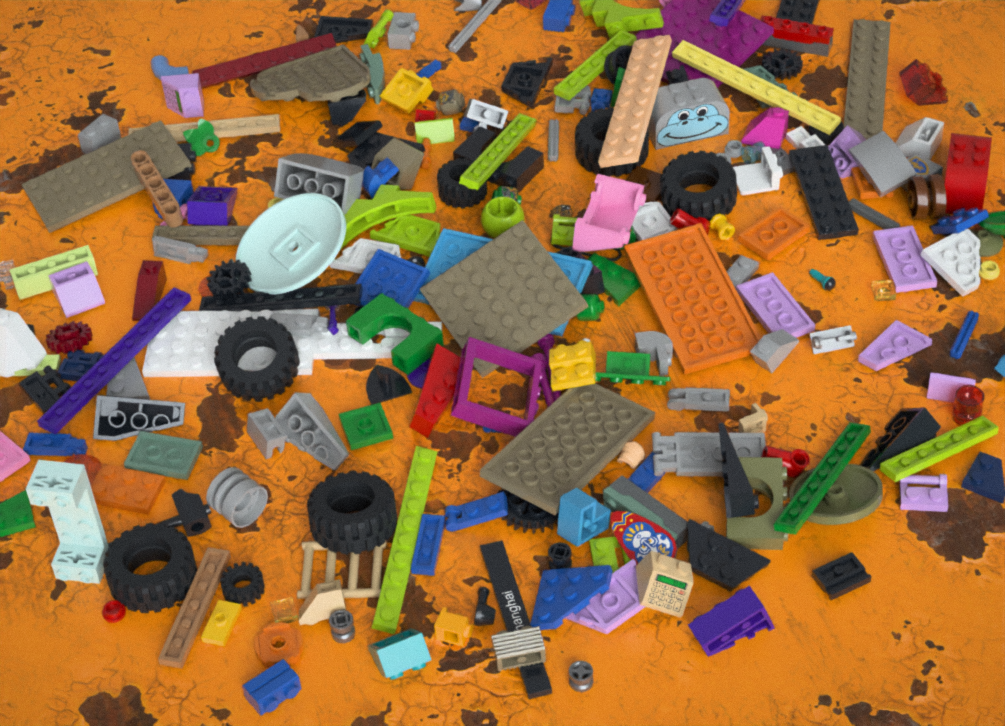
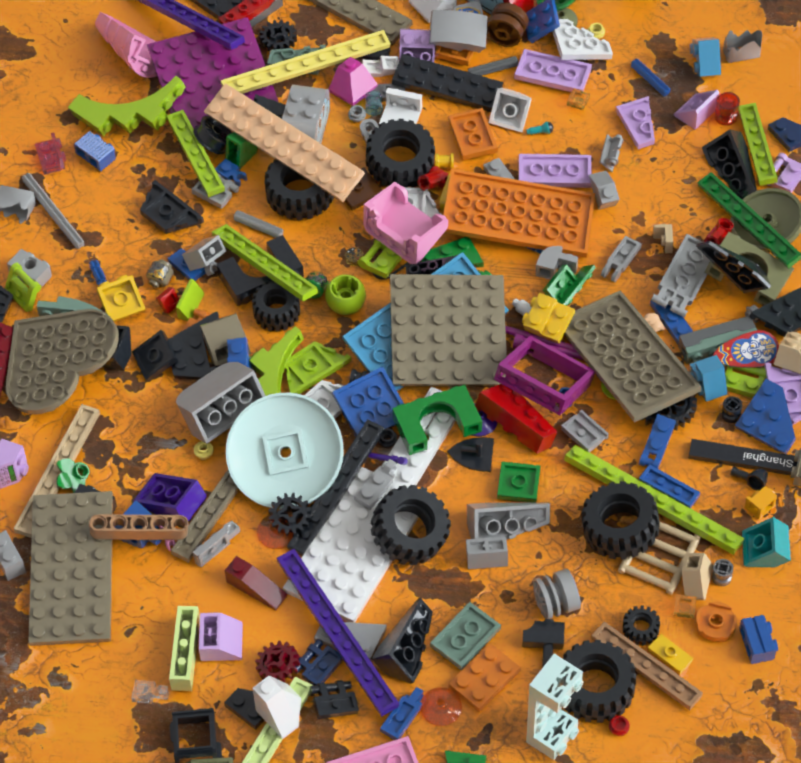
camera: 65 degrees left, 10 degrees up
(458, 452) = (584, 431): none -> light grey plate
(824, 242) = (510, 109): none -> white slope

